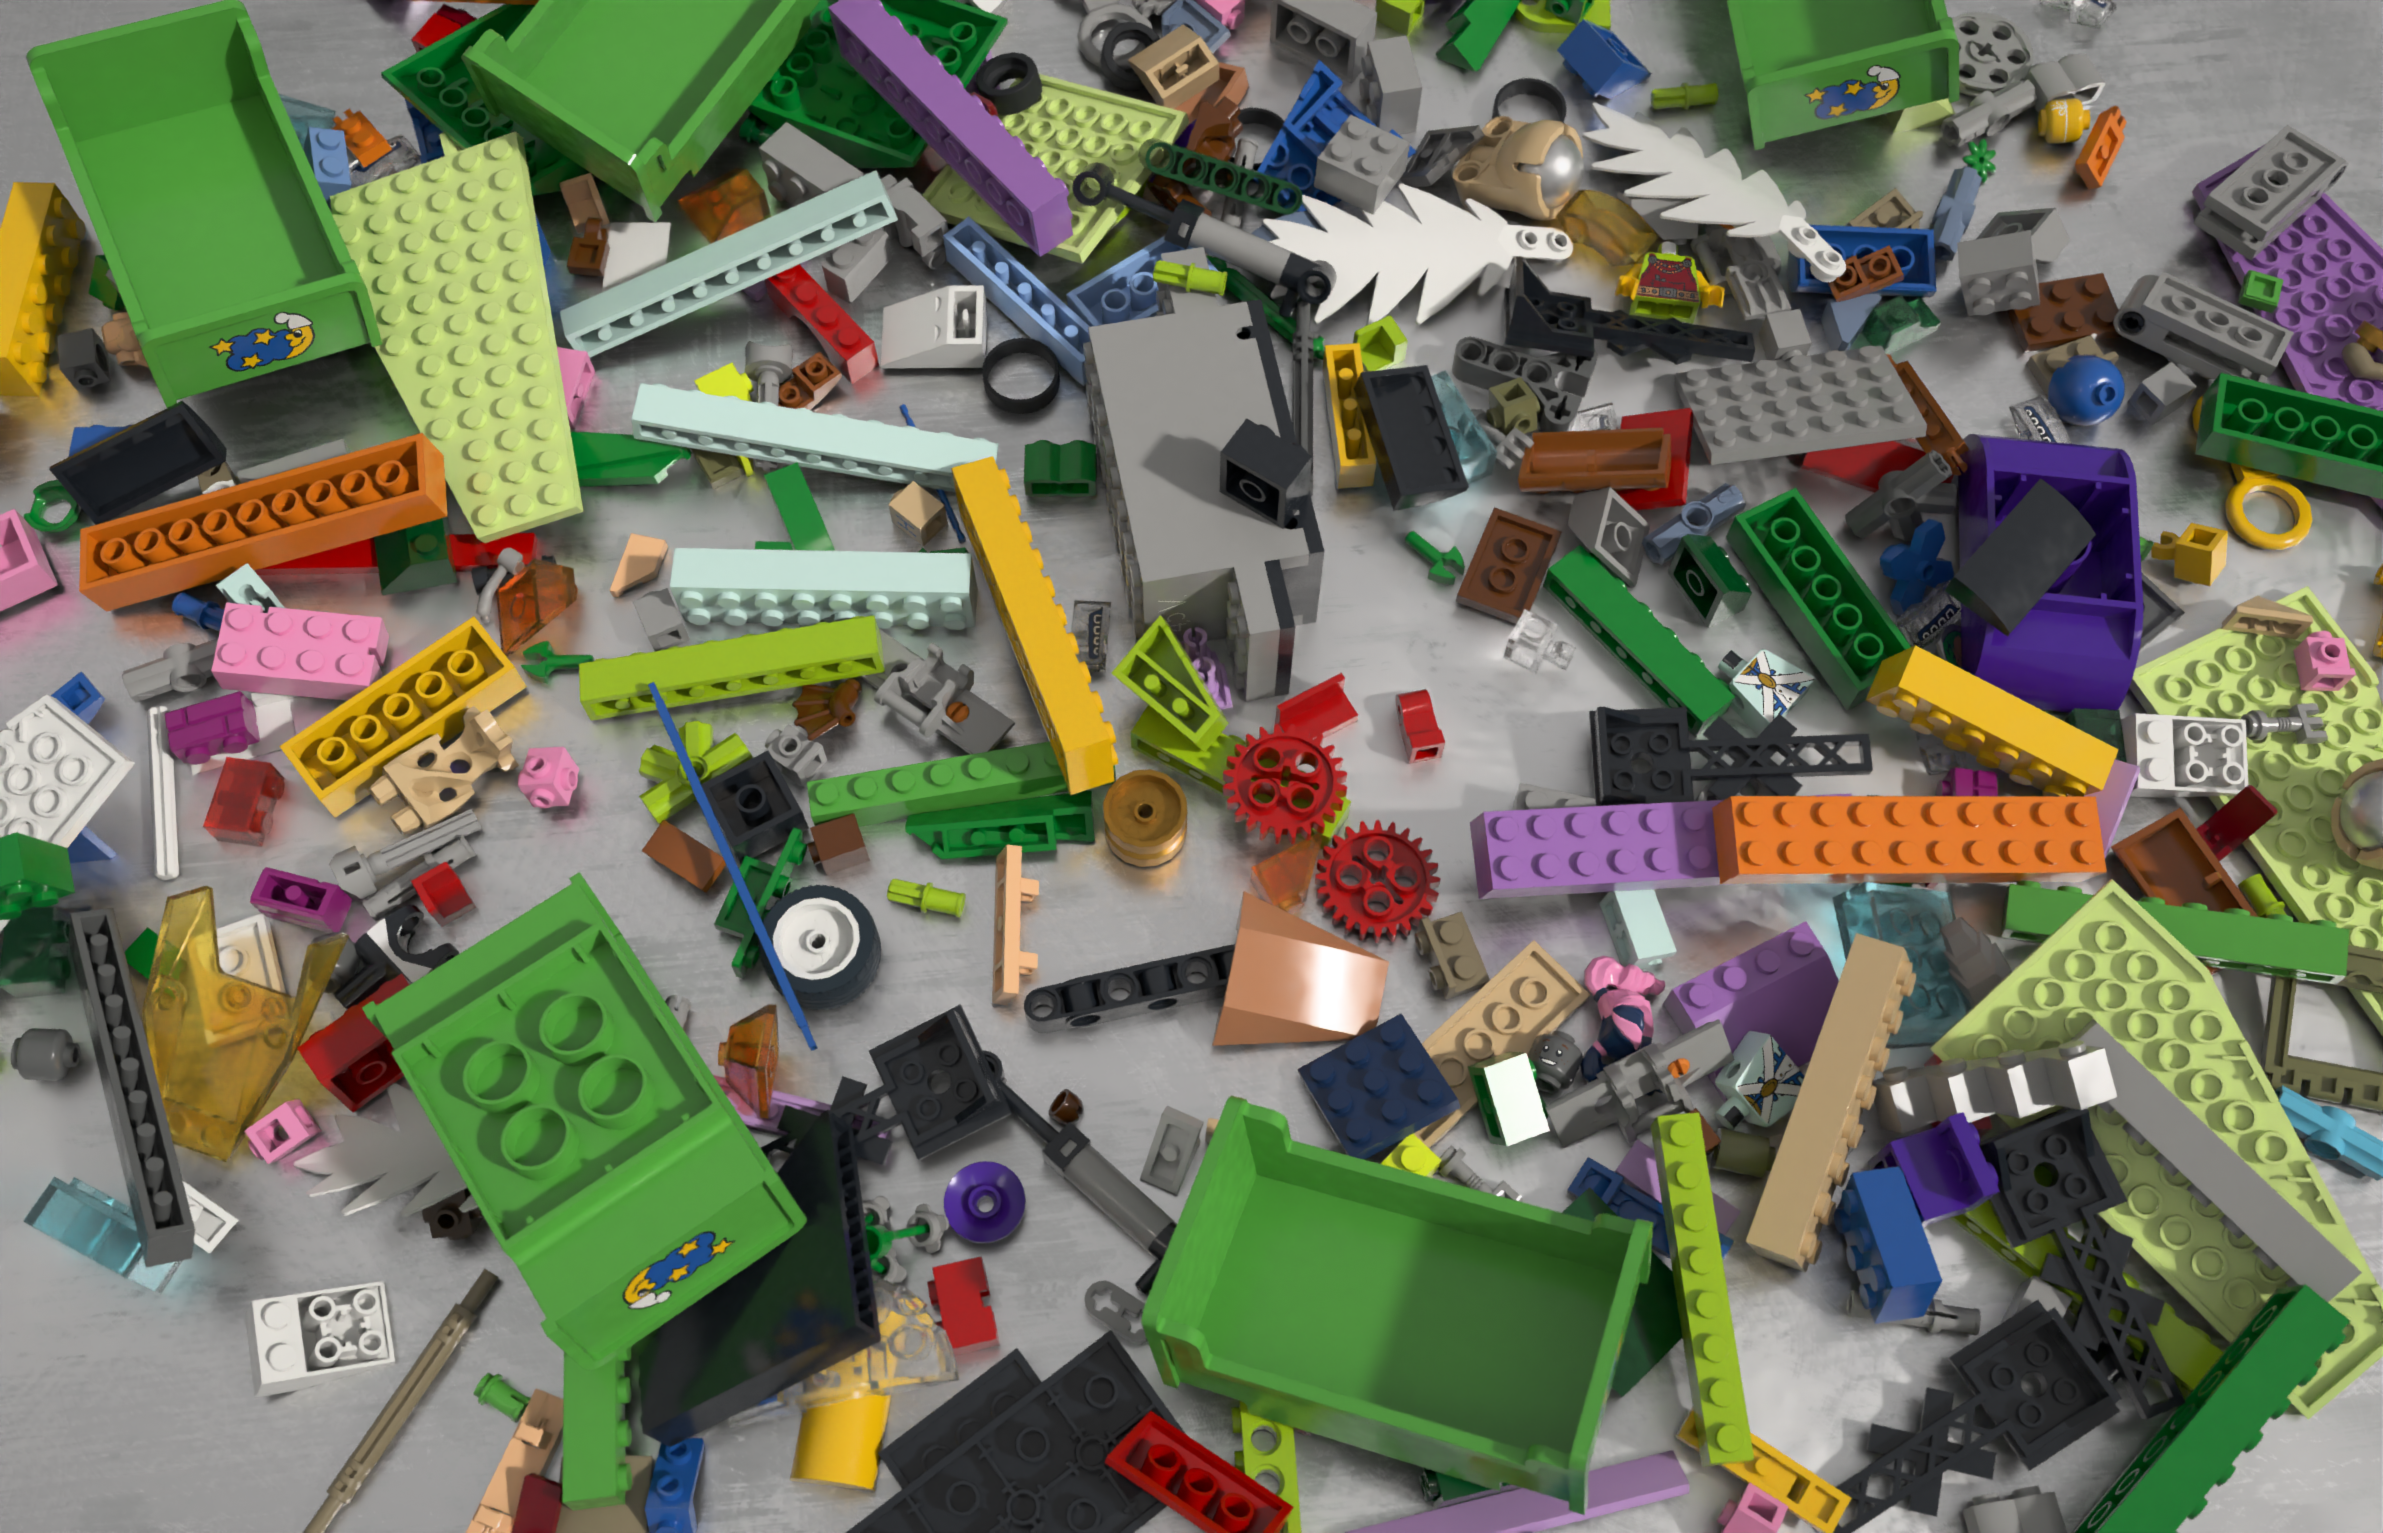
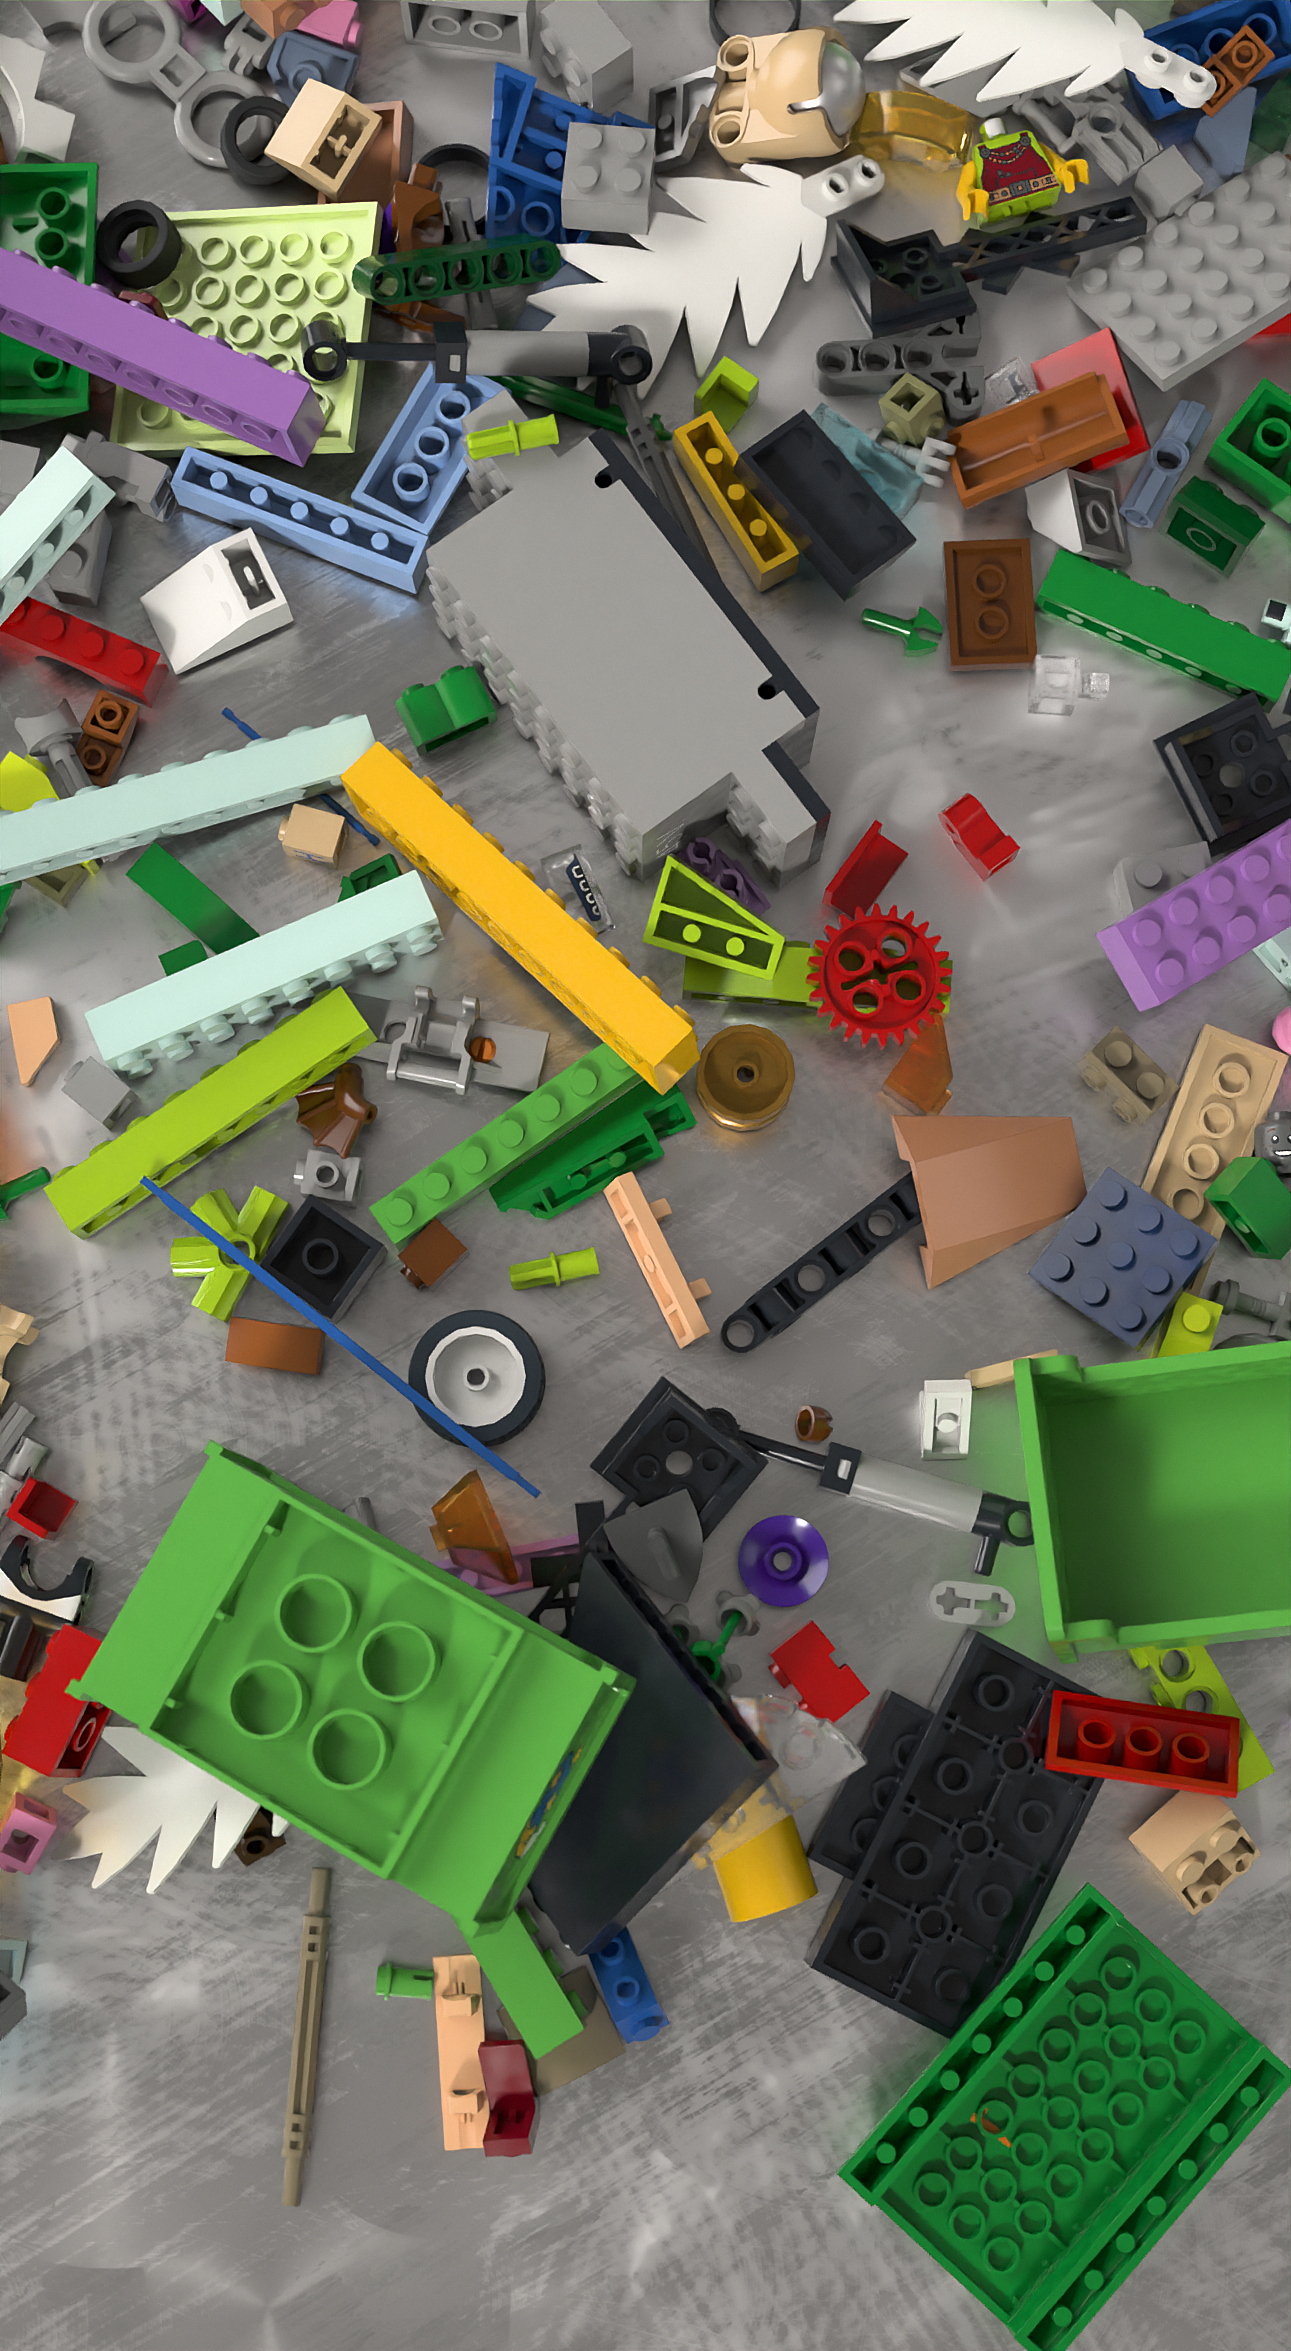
camera: 25 degrees left, 15 degrees up
(317, 1337) = (184, 2016): white slope -> none
(548, 777) = (81, 1329): bright pink brick -> none
(766, 887) = (380, 1336): green bracket -> none
(891, 1138) = (661, 1544): none -> dark grey shield
(1014, 346) = (336, 571): black tyre -> none
(1265, 473) = (722, 651): black brick -> none
(1352, 902) = (1029, 995): red gear -> none

